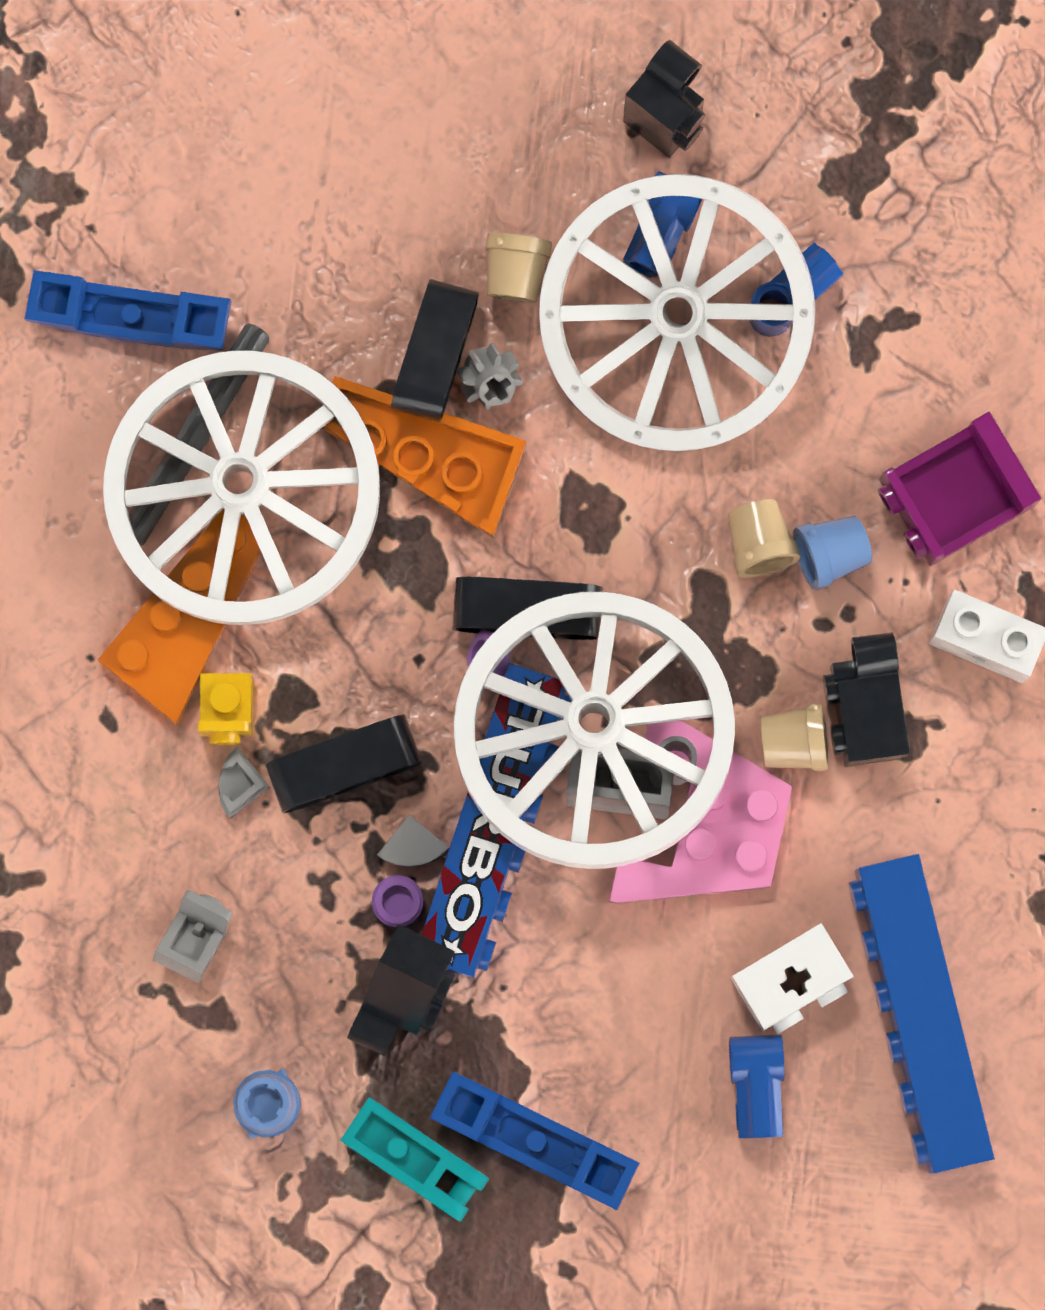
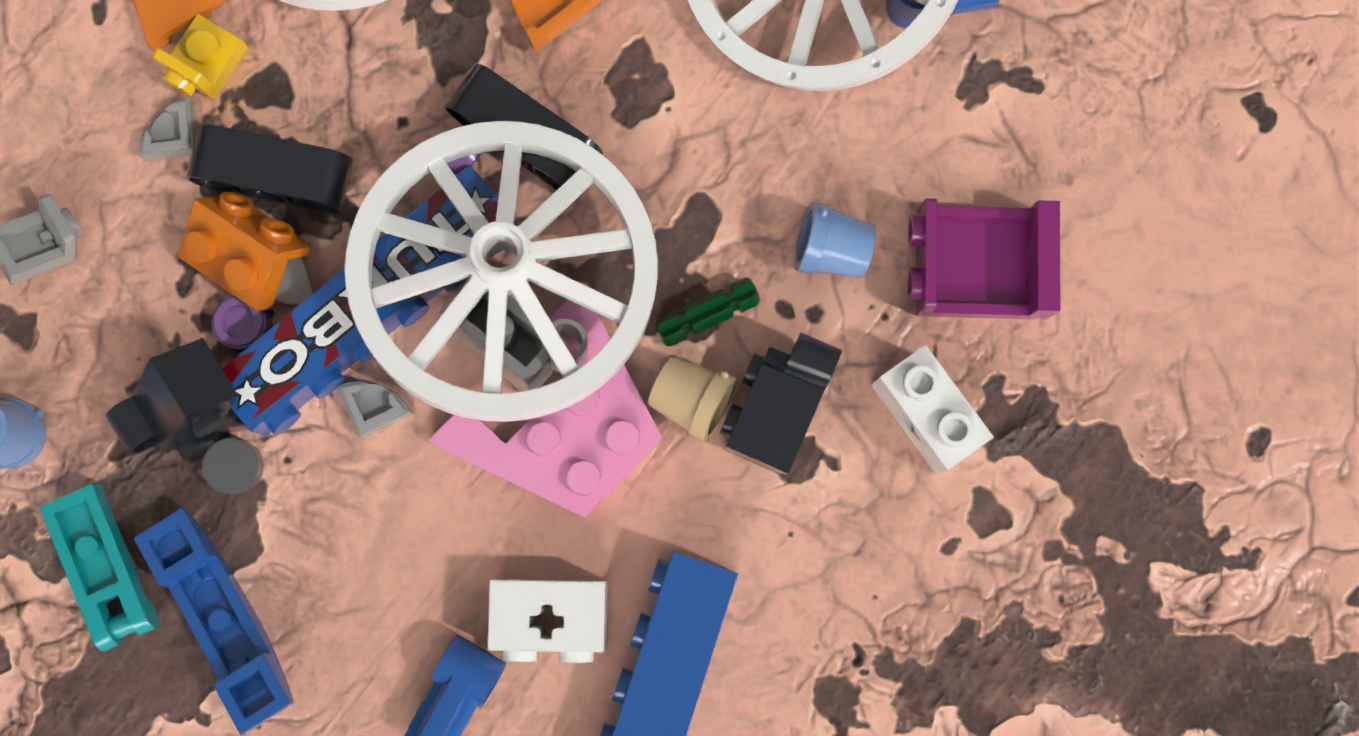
camera: 30 degrees right, 0 degrees up
(364, 841) = (240, 247): none -> orange bracket
(466, 1017) = (232, 466): none -> dark grey tile
(545, 902) = (372, 406): none -> light grey tile
(761, 539) = (774, 195): tan piece -> none
(765, 664) = (707, 311): none -> dark green axle

